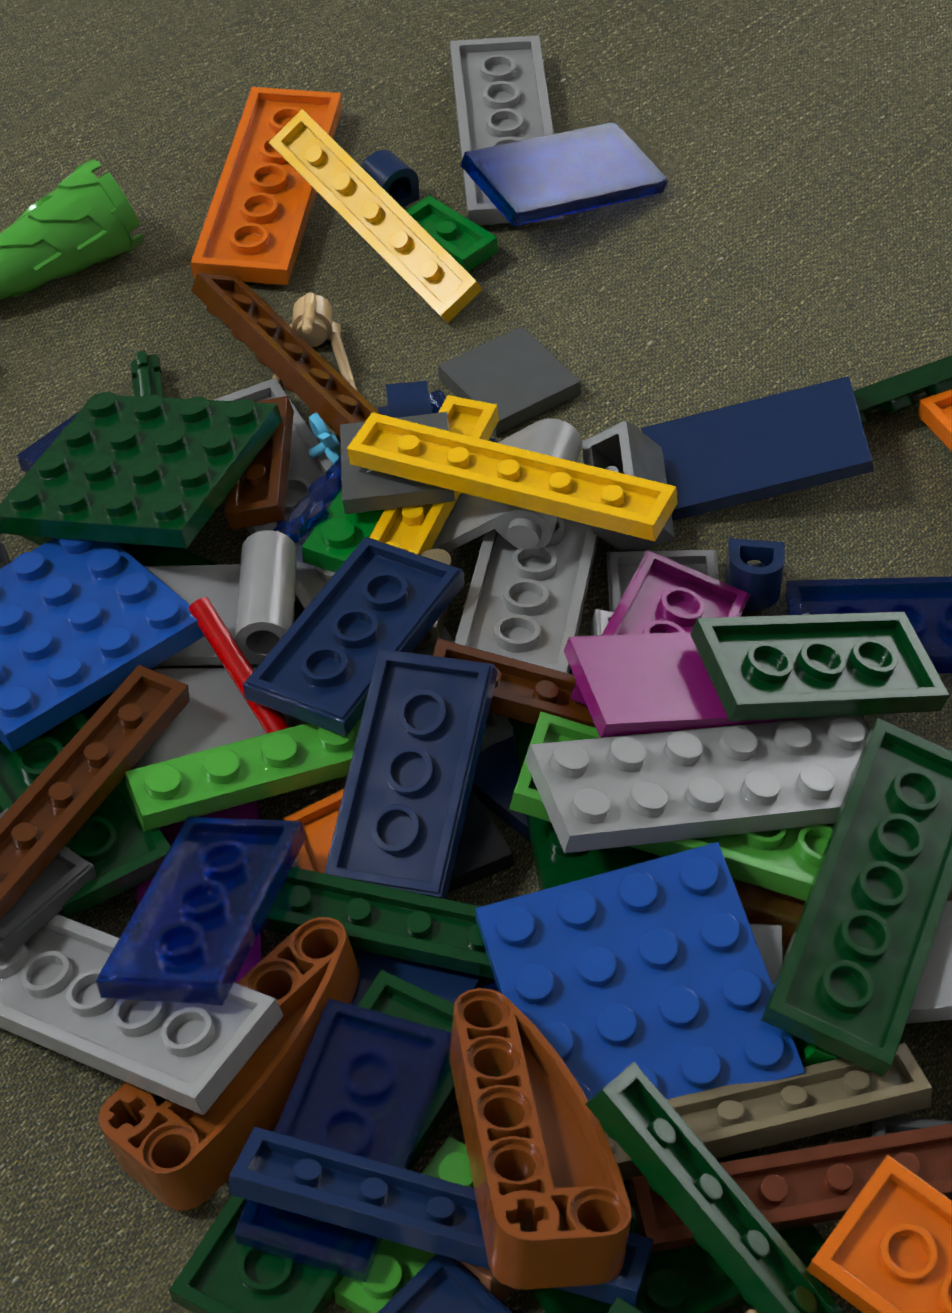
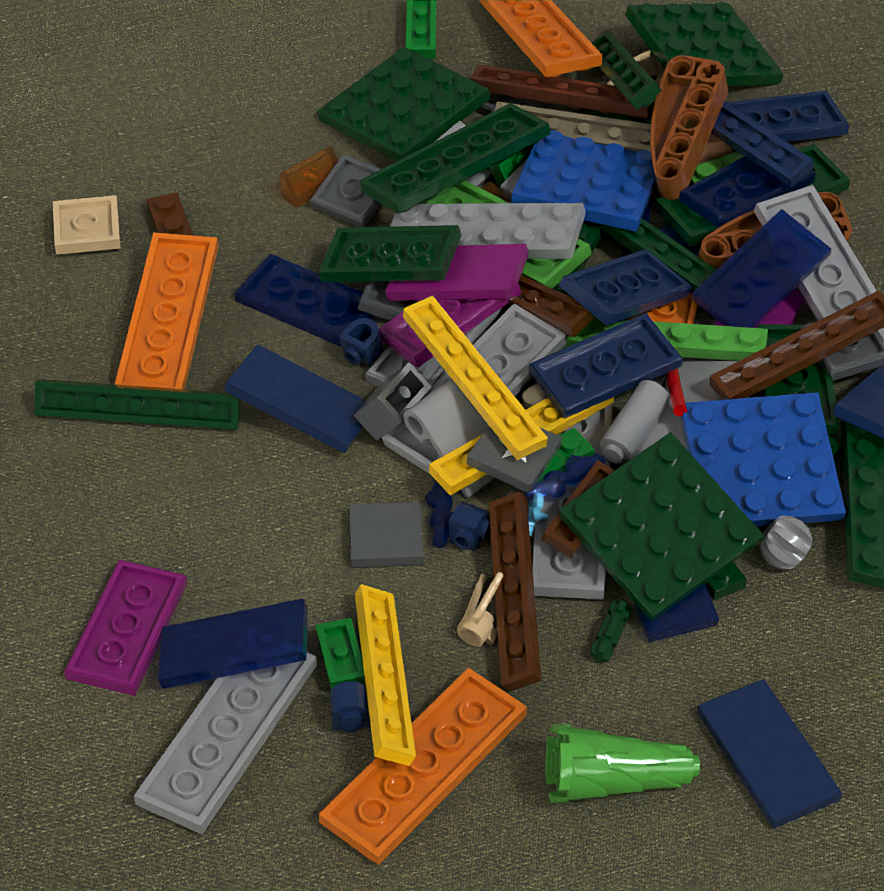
camera: 150 degrees left, 0 degrees up
(712, 176) = (126, 627): none -> magenta tile

